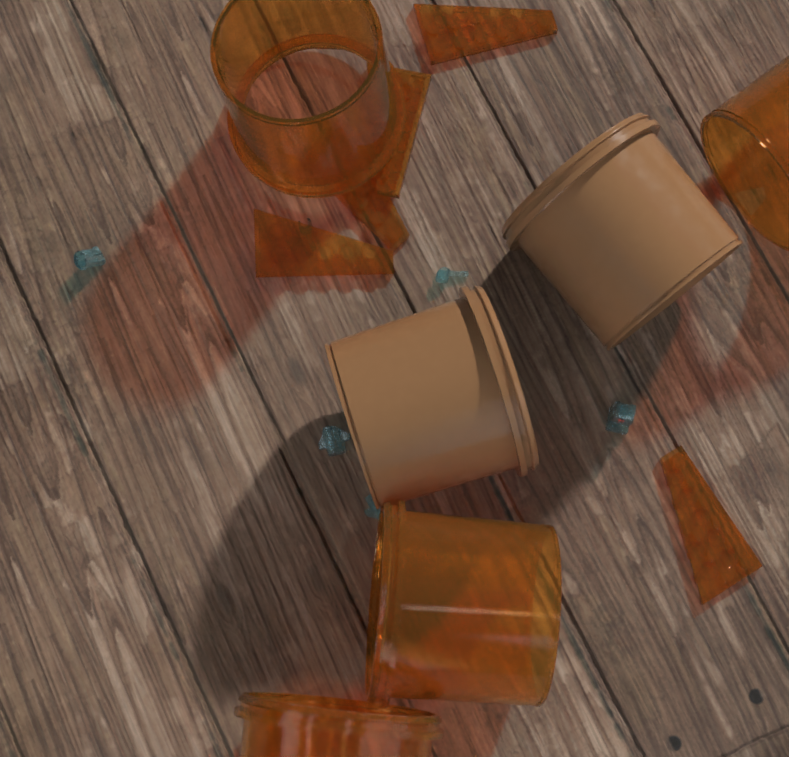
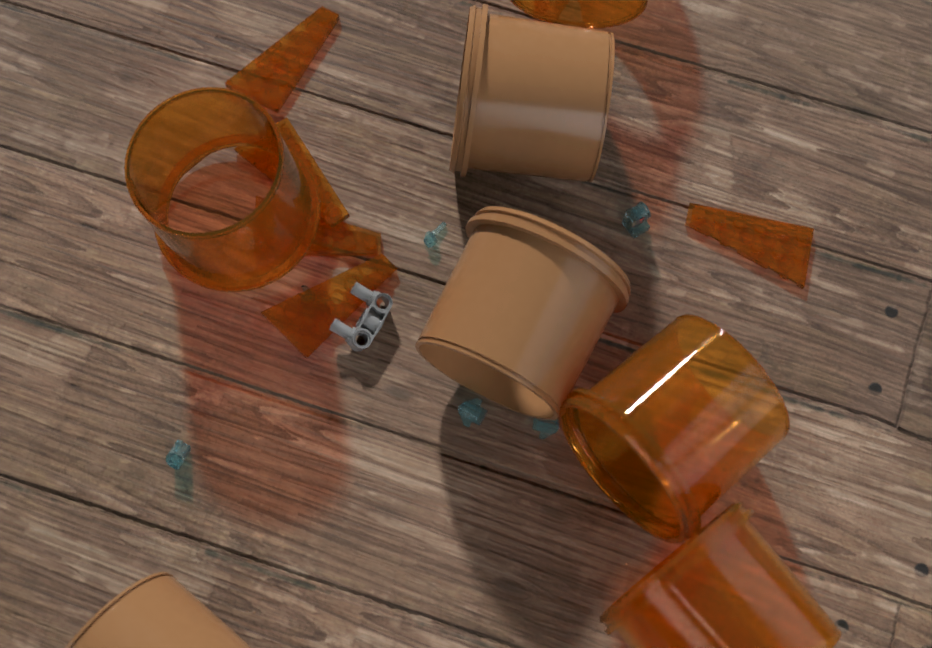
camera: 45 degrees left, 5 degrees down
(329, 294) = (369, 321): none -> light grey piece

